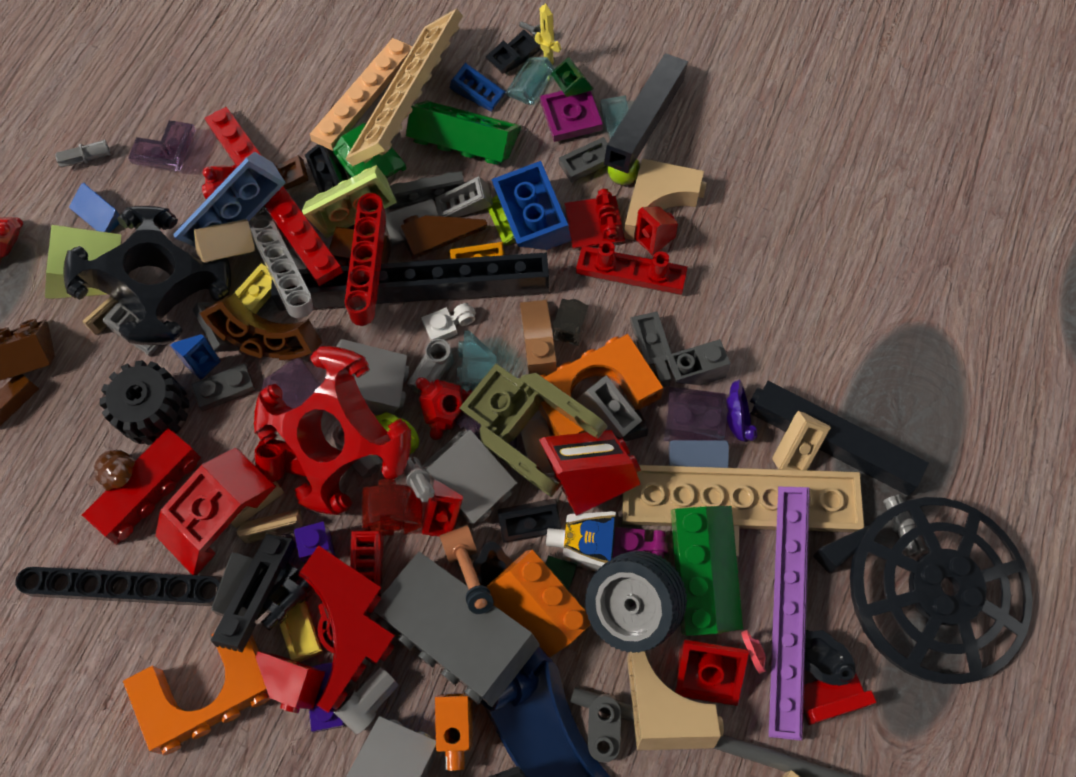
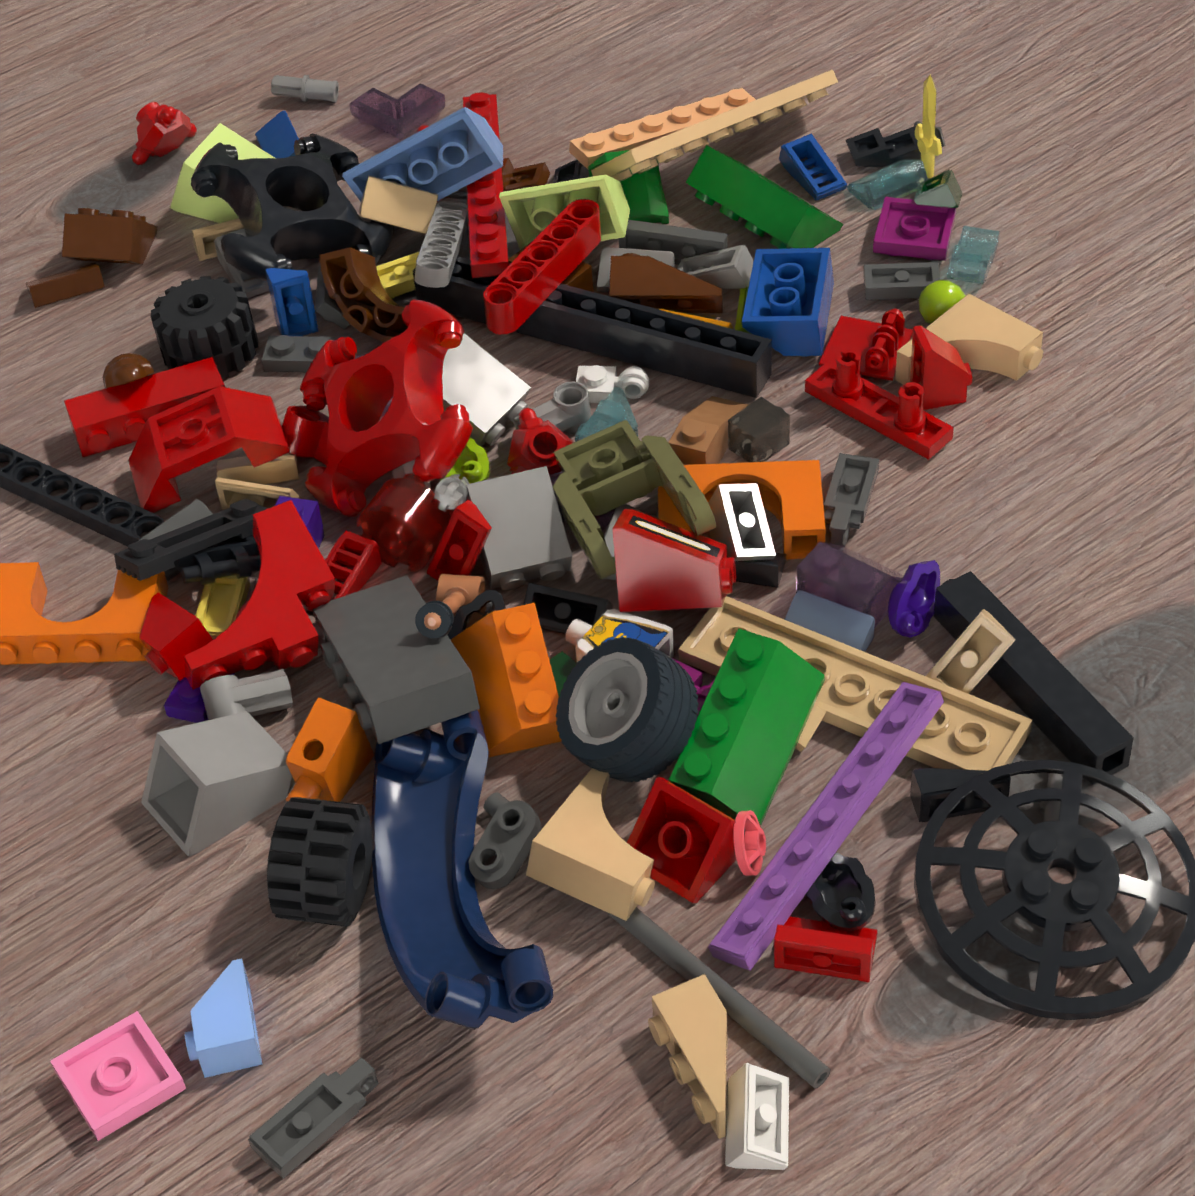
camera: 30 degrees right, 20 degrees down
(645, 113) = (1006, 247): black brick -> none
(700, 364) = (893, 528): dark grey slope -> none

